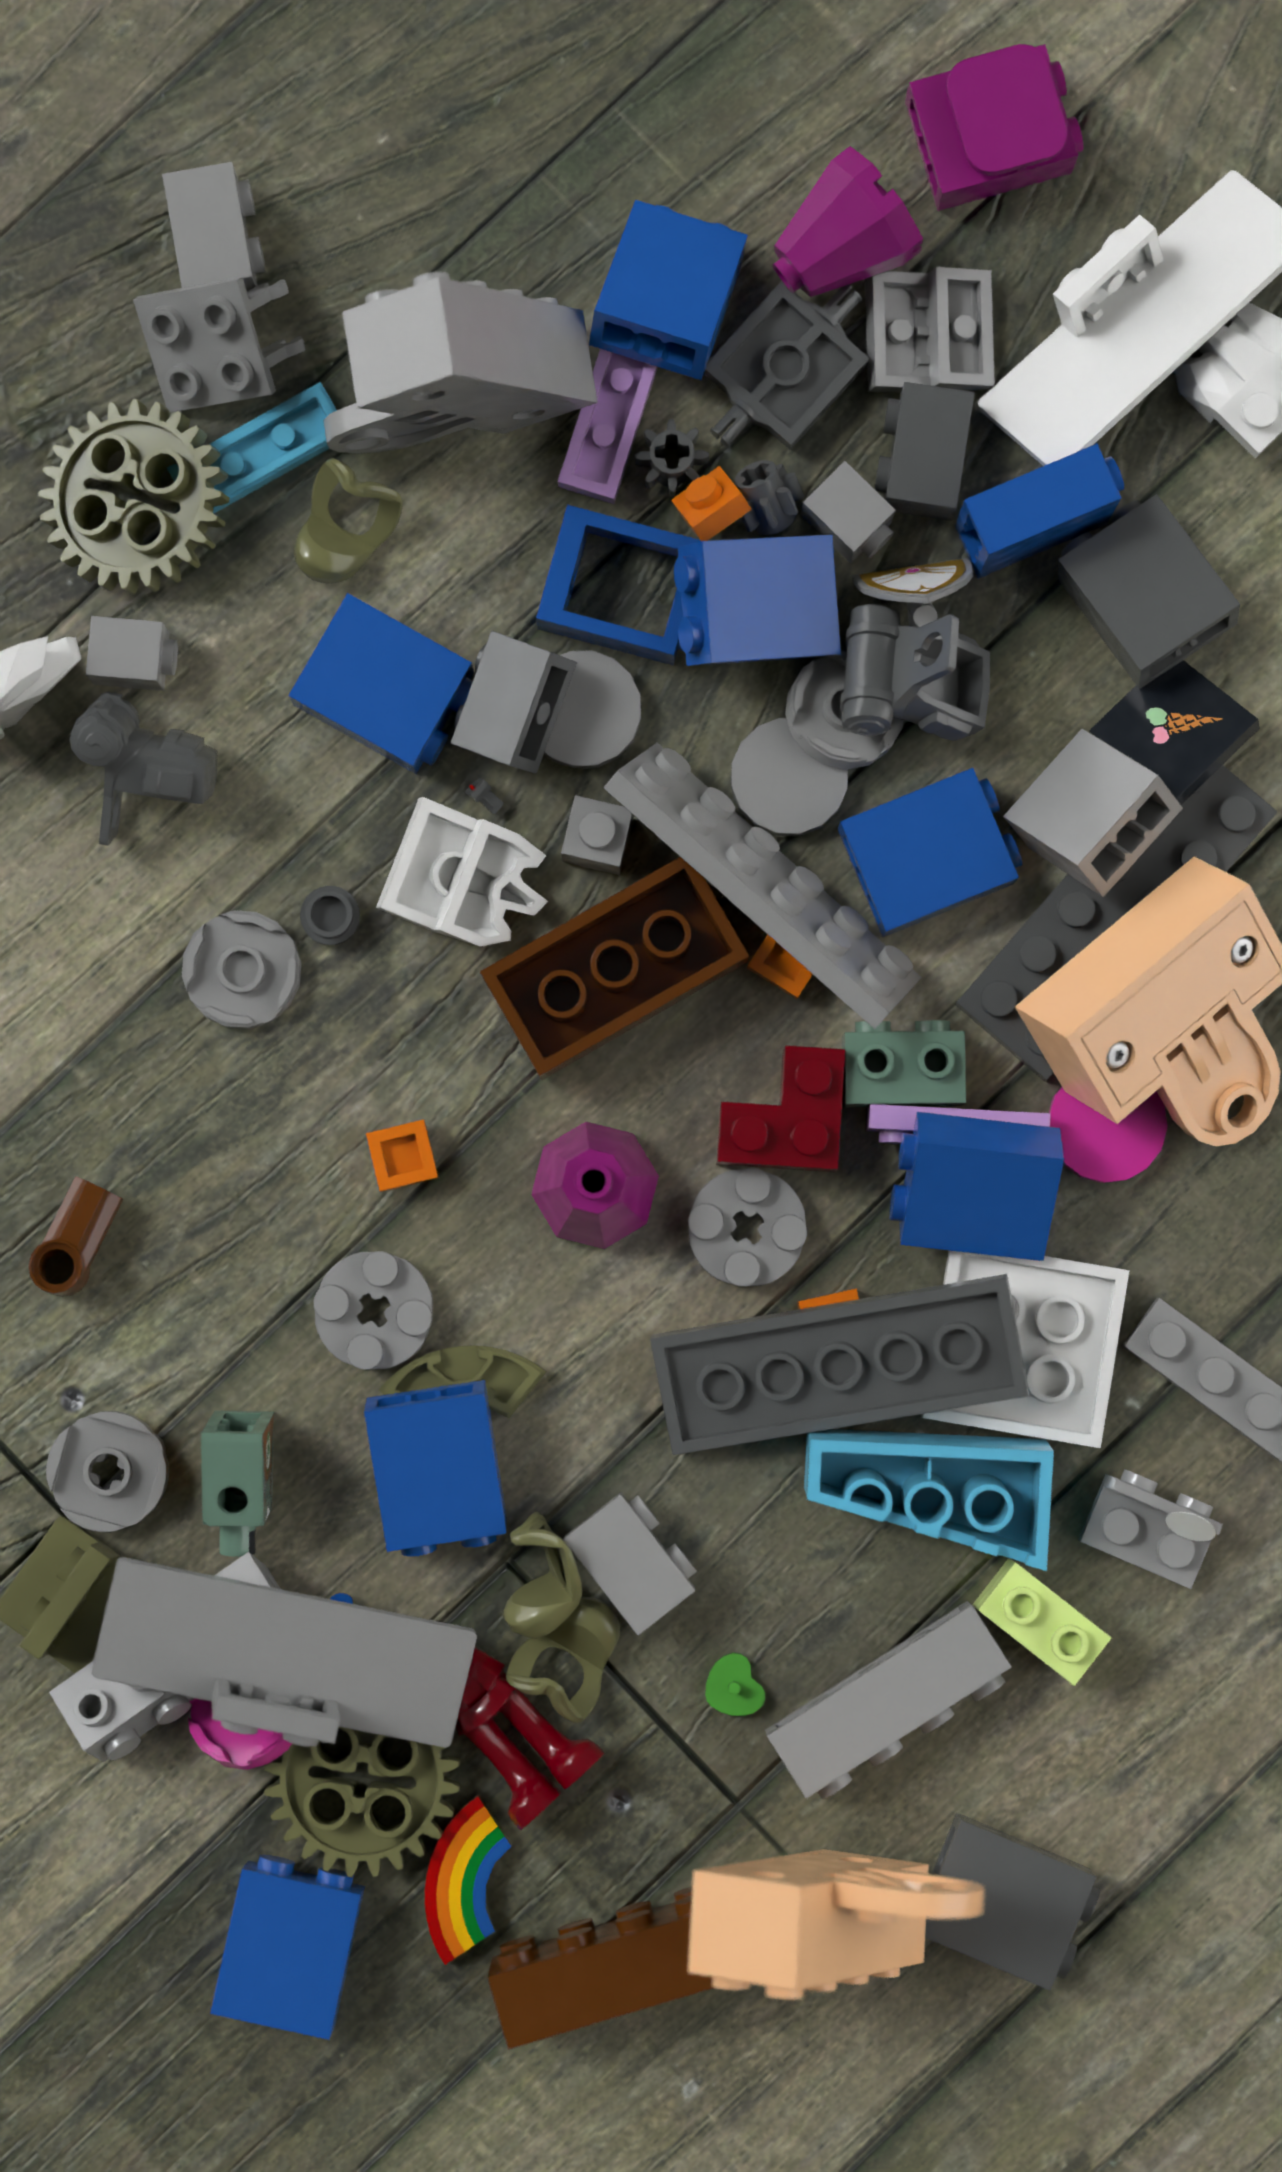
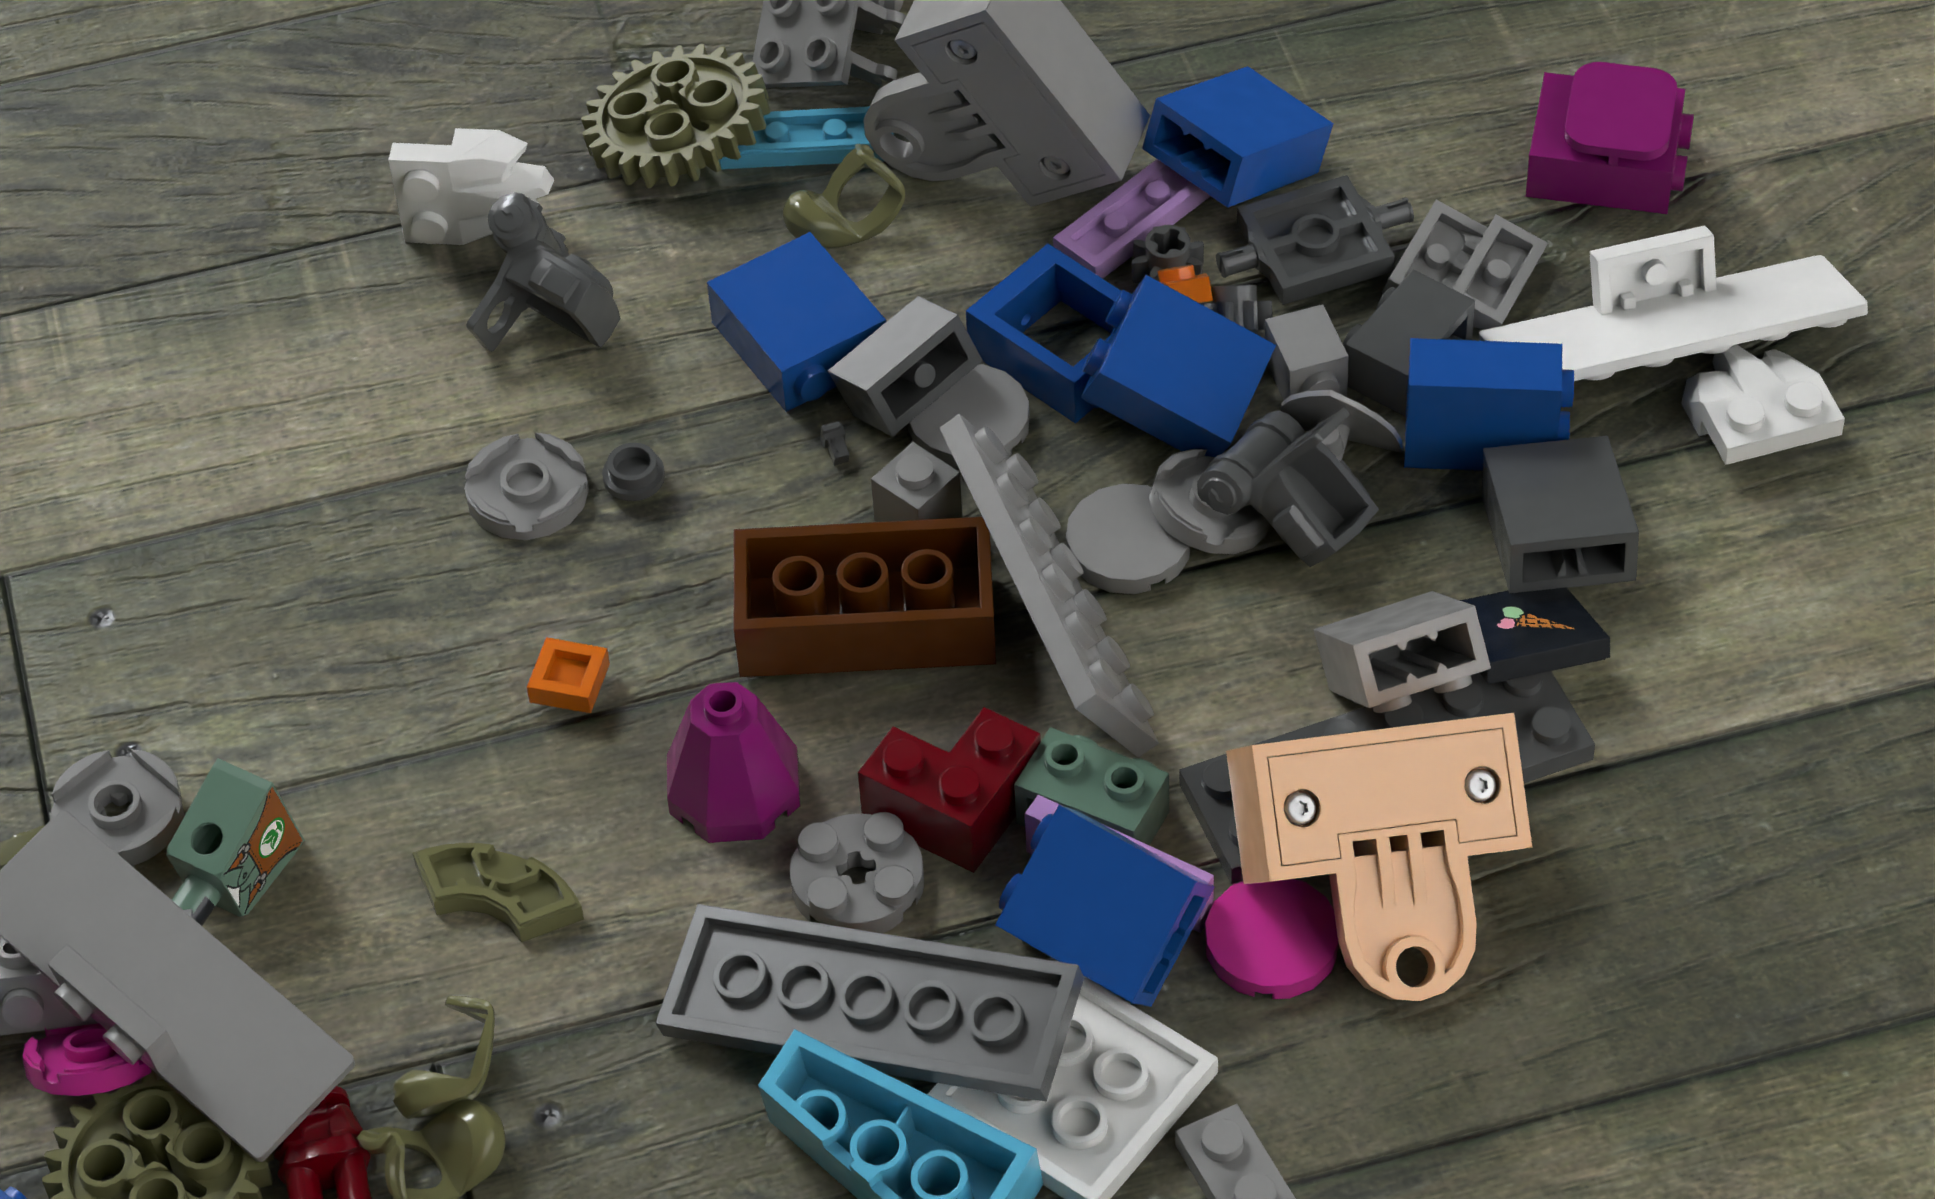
camera: 30 degrees right, 35 degrees down
(77, 1231) = (205, 620): reddish brown piece -> none
(130, 653) = (594, 217): light grey brick -> none
(381, 1276) = (452, 760): light grey plate -> none
(436, 1467) = (418, 923): blue brick -> none
(460, 875) = (768, 477): white plate -> none
(631, 1561) = (549, 1089): light grey brick -> none
(779, 968) = (1028, 672): orange plate -> none
(845, 230) = (1423, 150): magenta cone -> none
(930, 851) = (1226, 637): blue brick -> none

